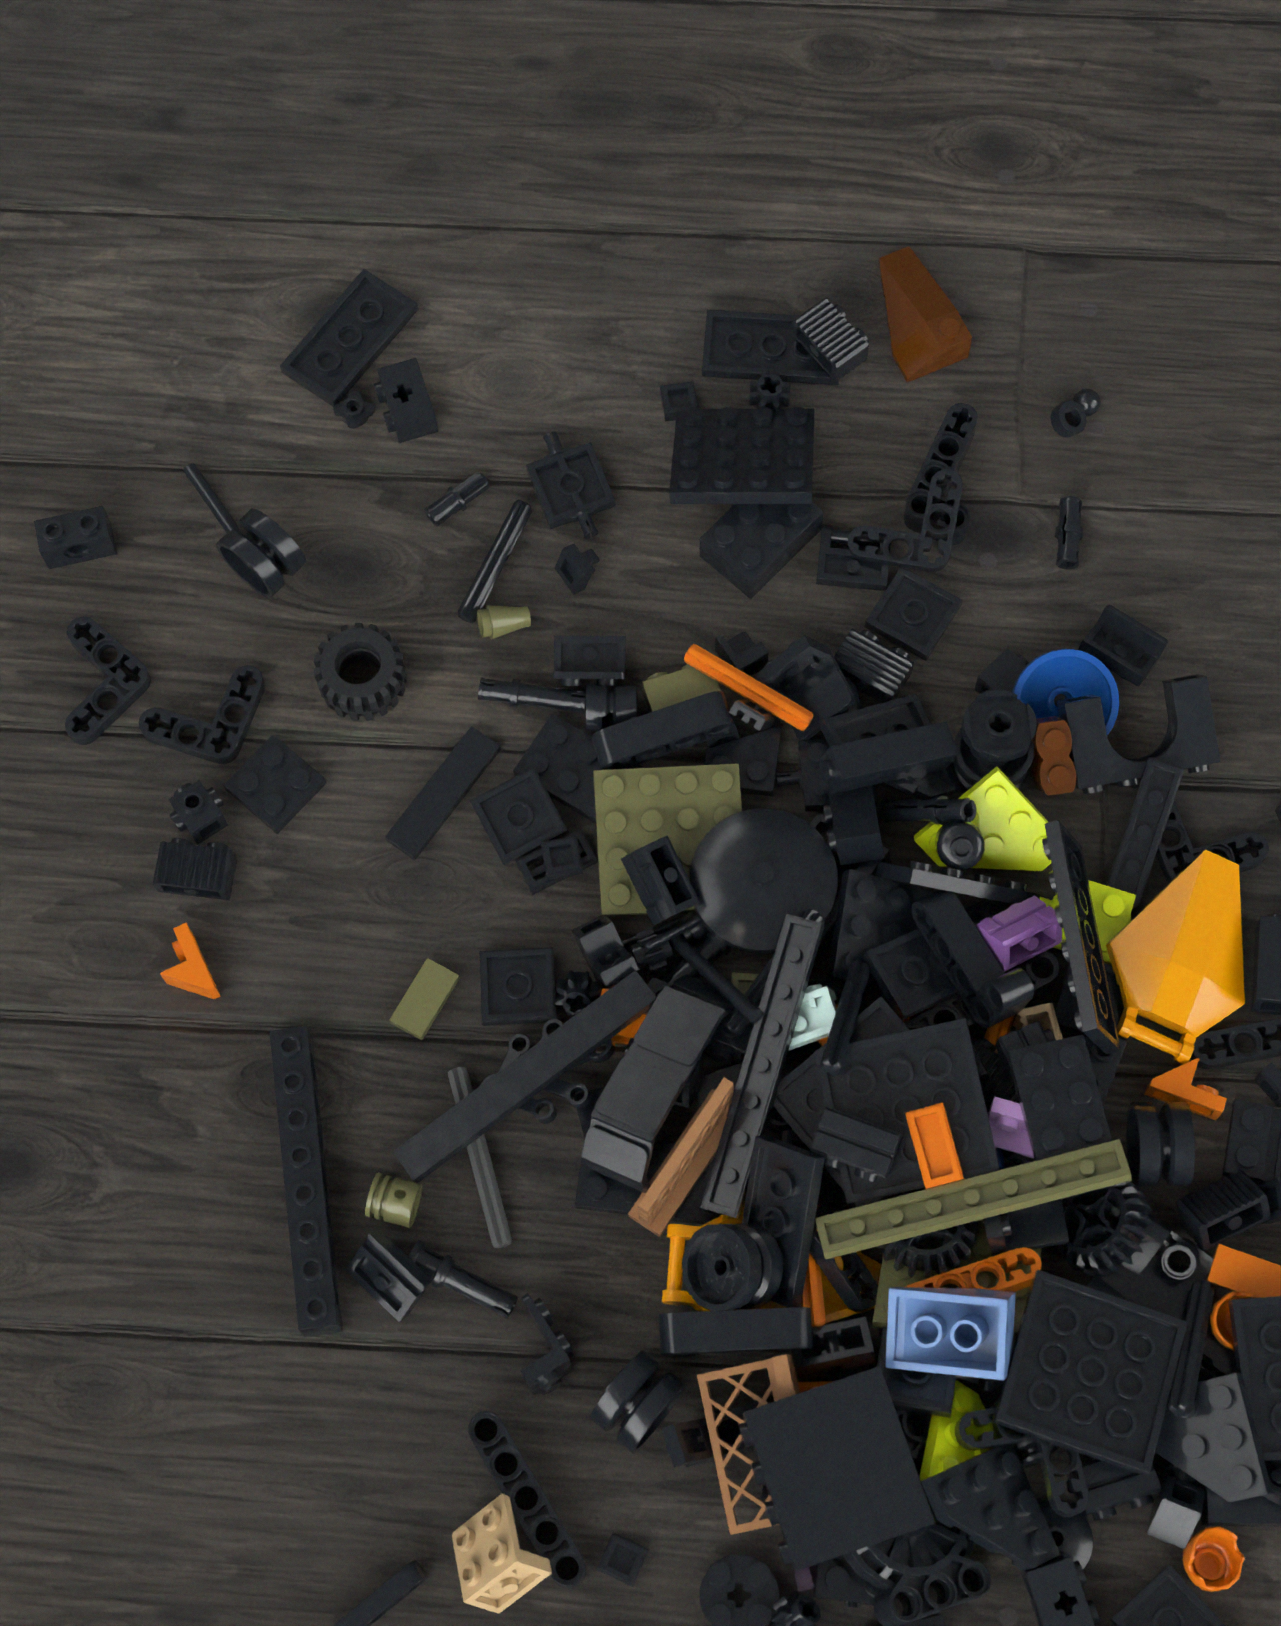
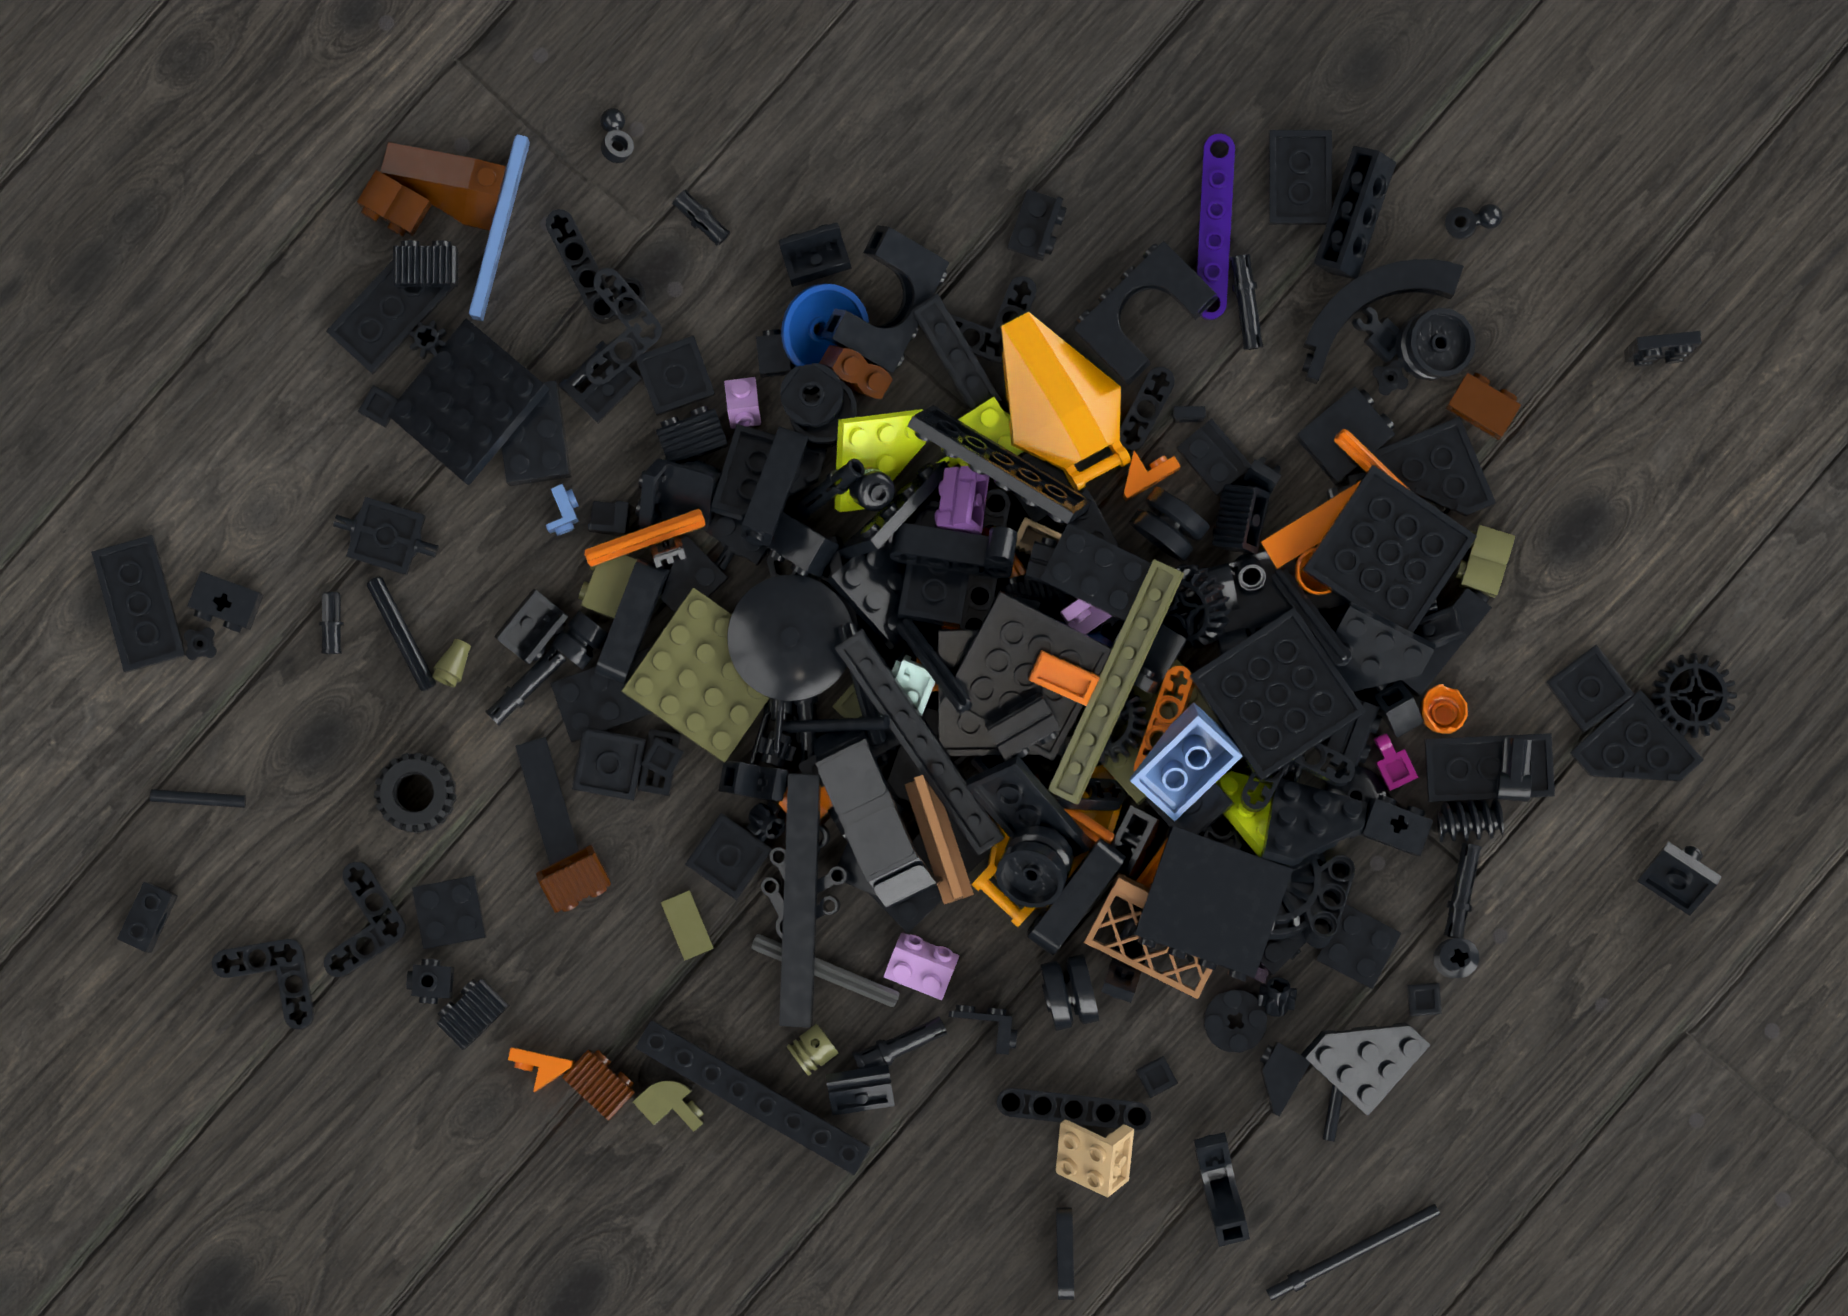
camera: 50 degrees left, 15 degrees up
(213, 1031) = (600, 1084): none -> reddish brown brick
(243, 1098) = (665, 1096): none -> olive brick
(261, 553) = (270, 793): black wheel -> none
(388, 864) = (573, 879): none -> reddish brown brick
(553, 1242) = (921, 965): none -> lavender bracket
(576, 567) = (454, 582): black tile -> none
(660, 880) = (738, 708): black brick -> none
(722, 607) = (566, 502): none -> medium blue bracket
(861, 284) = (393, 203): none -> reddish brown brick
(914, 378) = (499, 227): none -> medium blue tile
(939, 686) = (742, 402): none -> lavender bracket
(1116, 1556) = (1395, 766): none -> magenta plate

